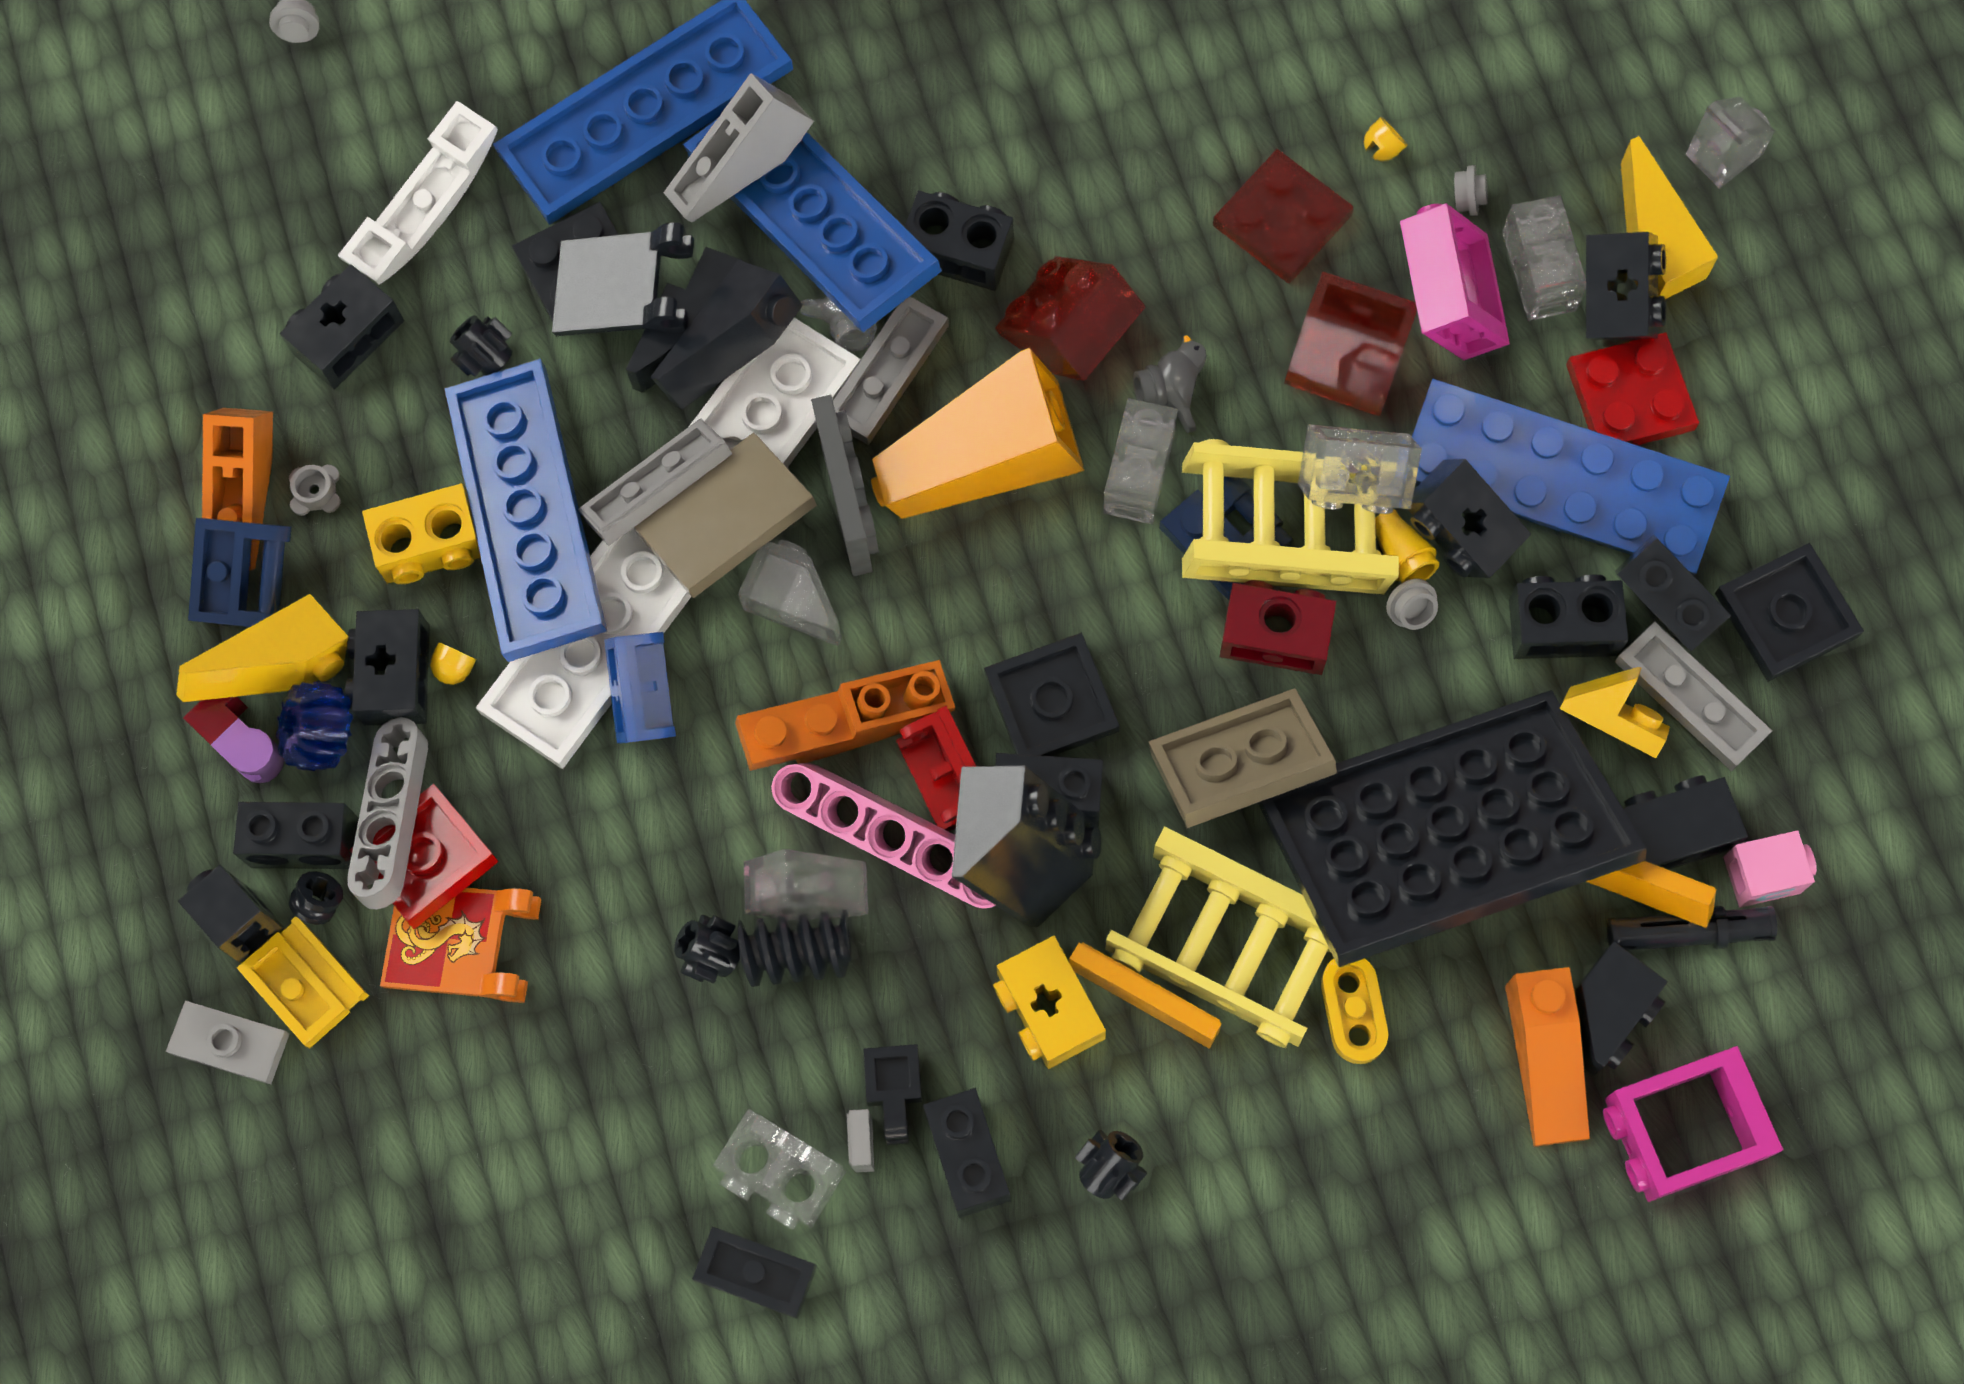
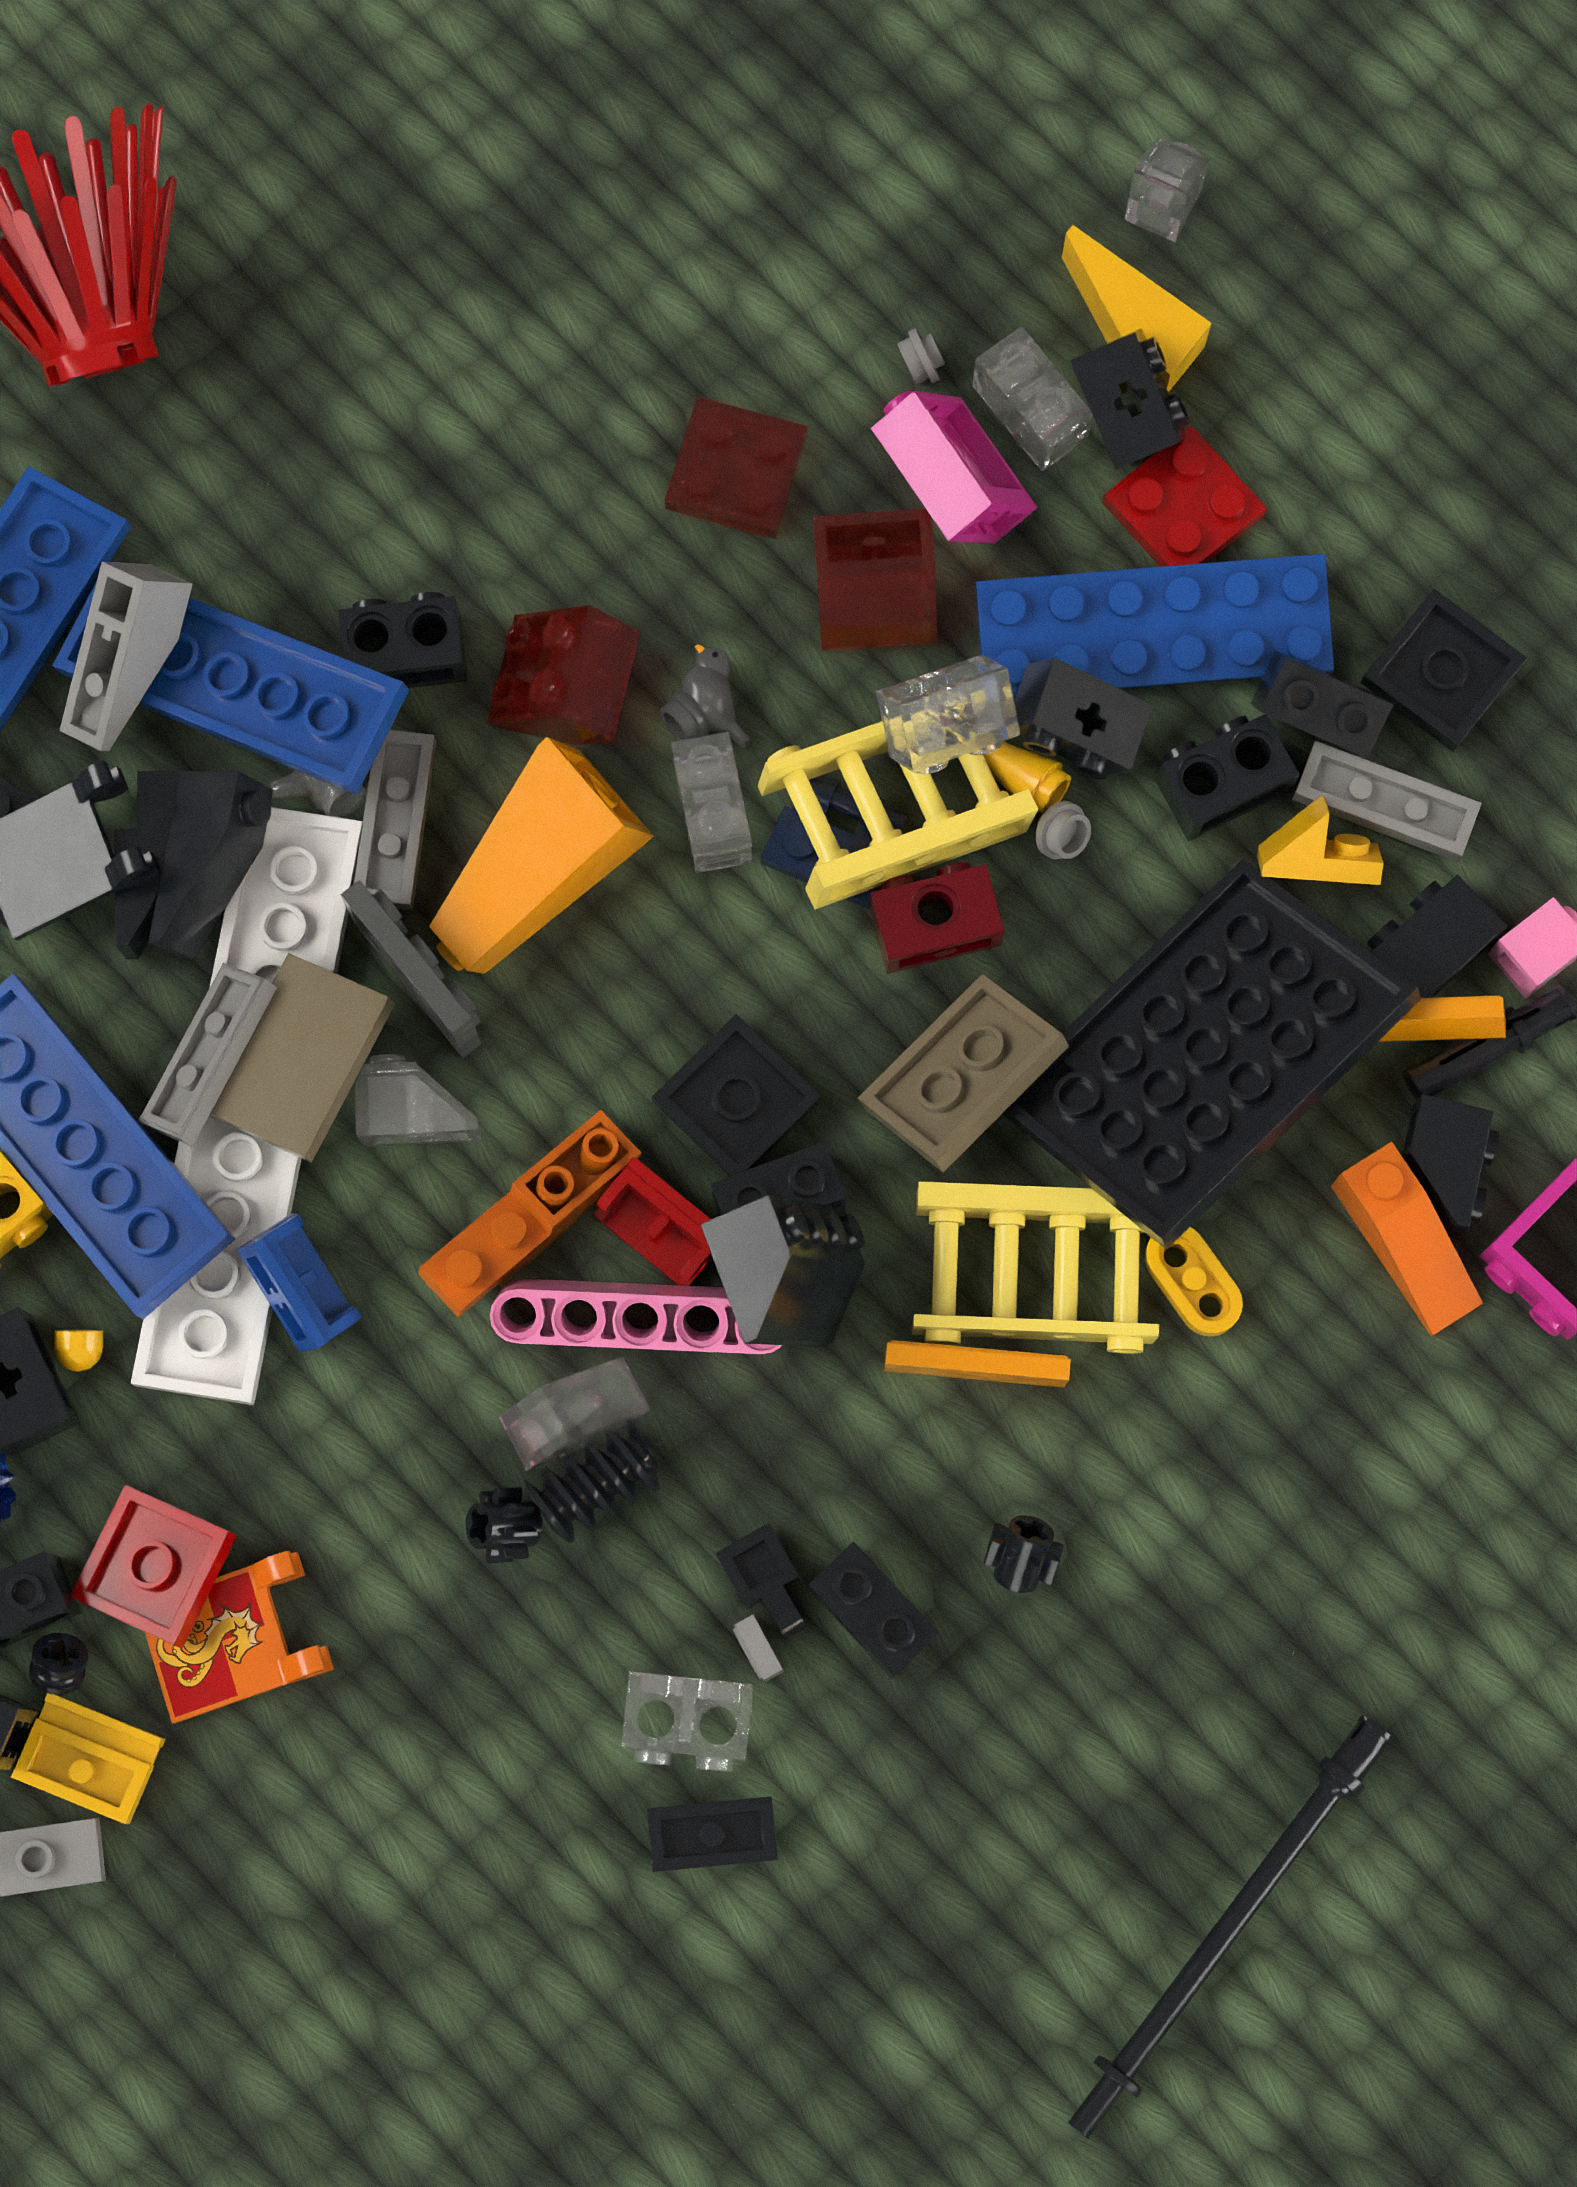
camera: 30 degrees left, 5 degrees up
(381, 812) = (85, 1542): light grey beam -> none
(1048, 971) = (870, 1385): yellow brick -> none
(1386, 138) = (807, 336): yellow hinge -> none

